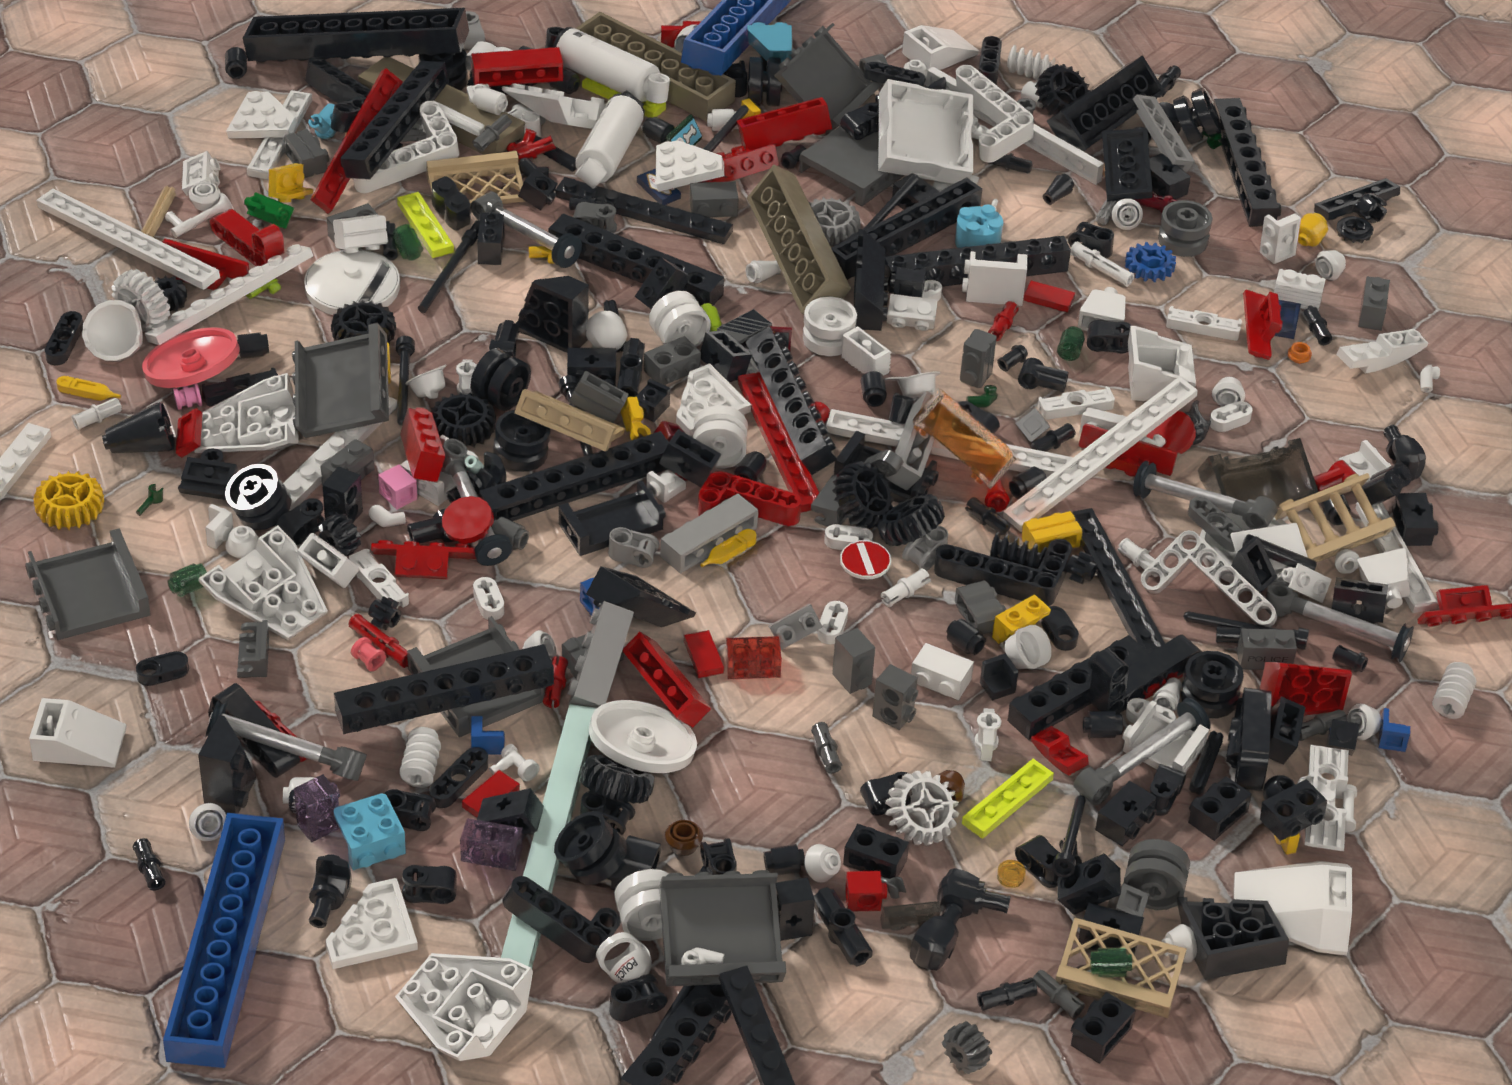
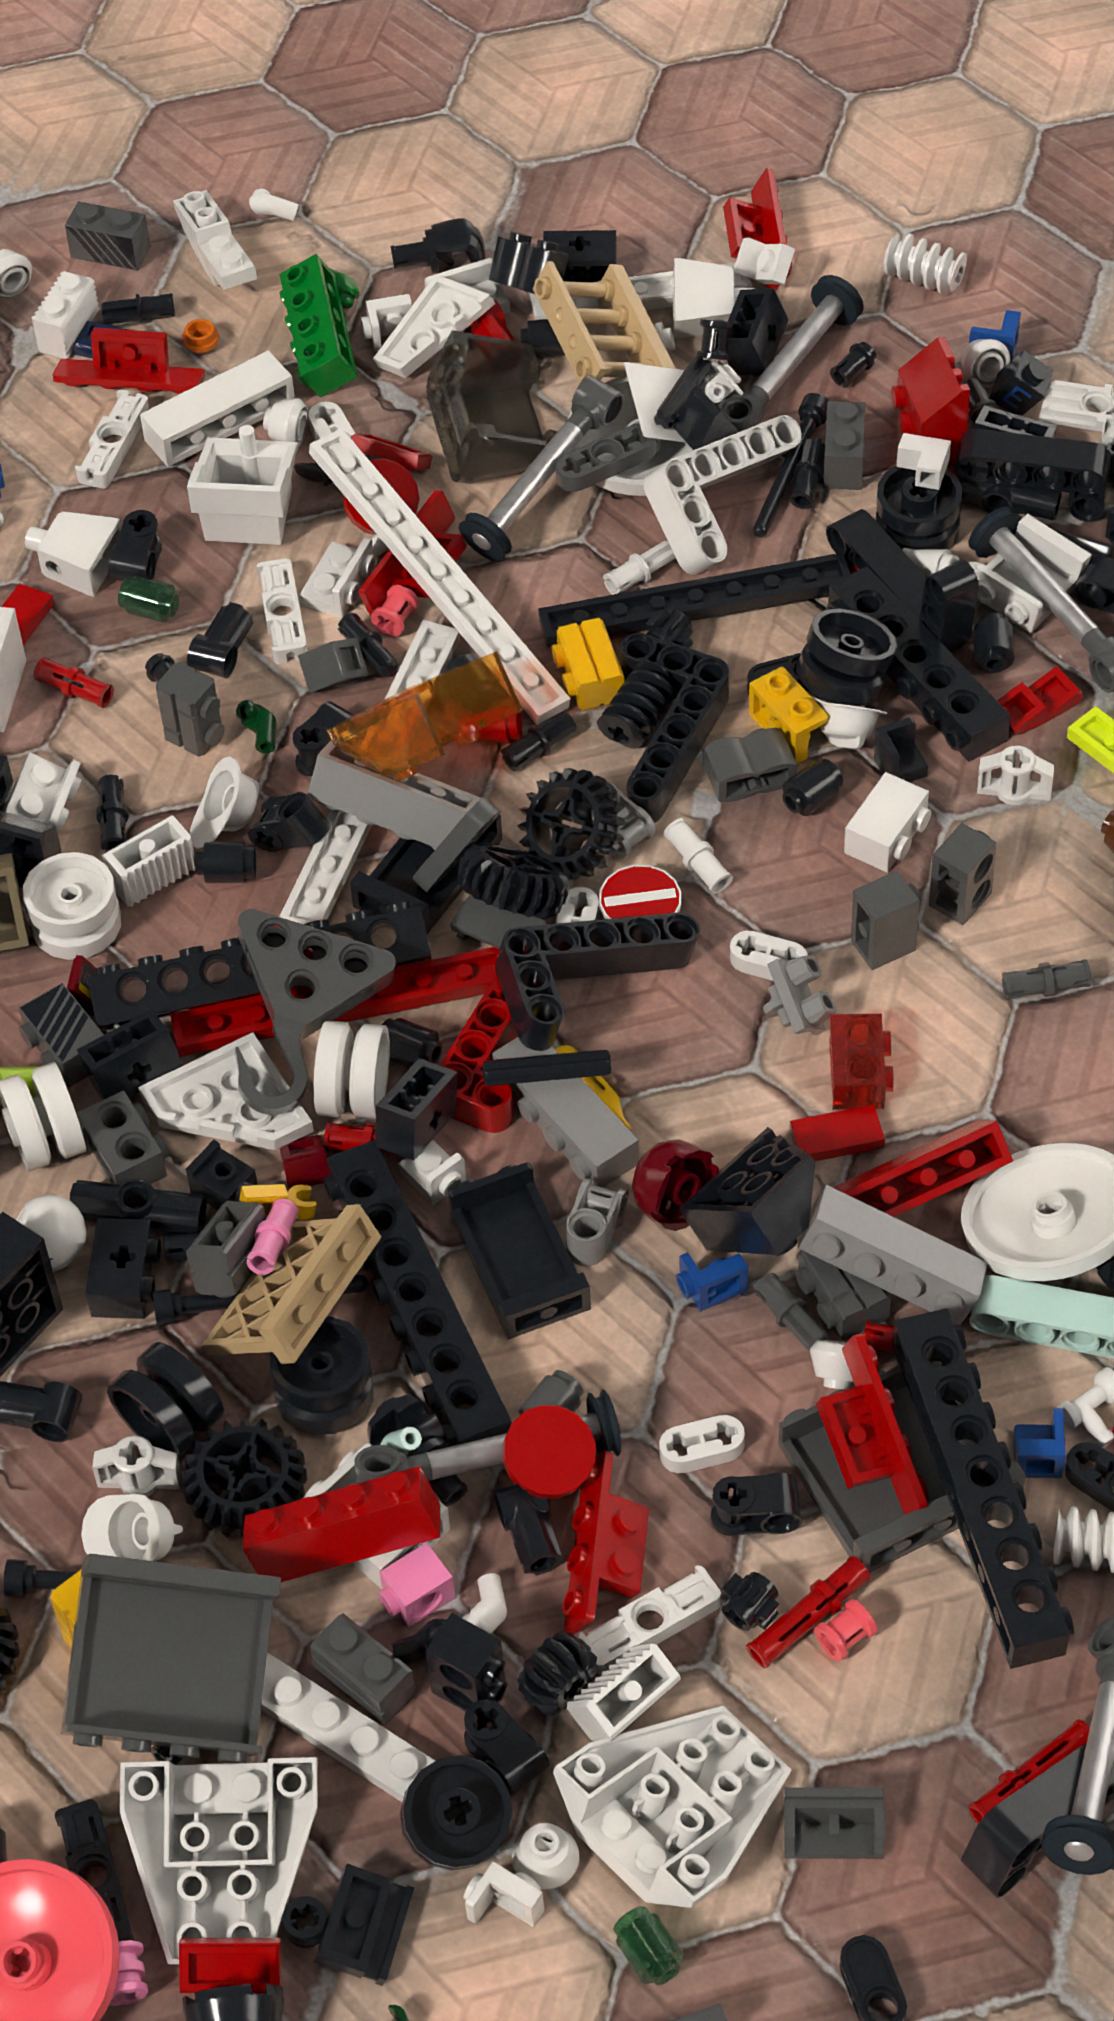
camera: 80 degrees left, 10 degrees up
(368, 492) = (416, 1645): none -> black arm
(446, 615) = (759, 1502): none -> black piece
(493, 642) = (866, 1431): none -> red bracket
(574, 630) = (789, 1310): none -> dark grey axle
(605, 411) = (272, 1236): none -> bright pink pin
(657, 569) = (669, 1178): none -> dark red cylinder
(724, 511) = (546, 1067): none -> black axle
(766, 402) = (295, 1019): none -> dark grey piece
(800, 503) = (540, 954): none -> black beam
(907, 343) = (111, 812): none -> black pin
(1061, 637) = (846, 657): none -> black wheel
(1074, 442) = (395, 611): none -> coral bush
(1215, 437) = (392, 451): none -> red tile
(1232, 358) = (216, 408): none -> white brick
(1236, 670) = (926, 456): none -> white piece
(1315, 397) = (317, 326): none -> green brick
(1330, 447) = (428, 323): none -> white wing
(1331, 568) = (710, 327): none -> black bush
(1333, 429) = (383, 317): none -> white bracket
(1361, 414) = (347, 288): none -> green arm
(1427, 600) = (763, 261): none -> white bracket

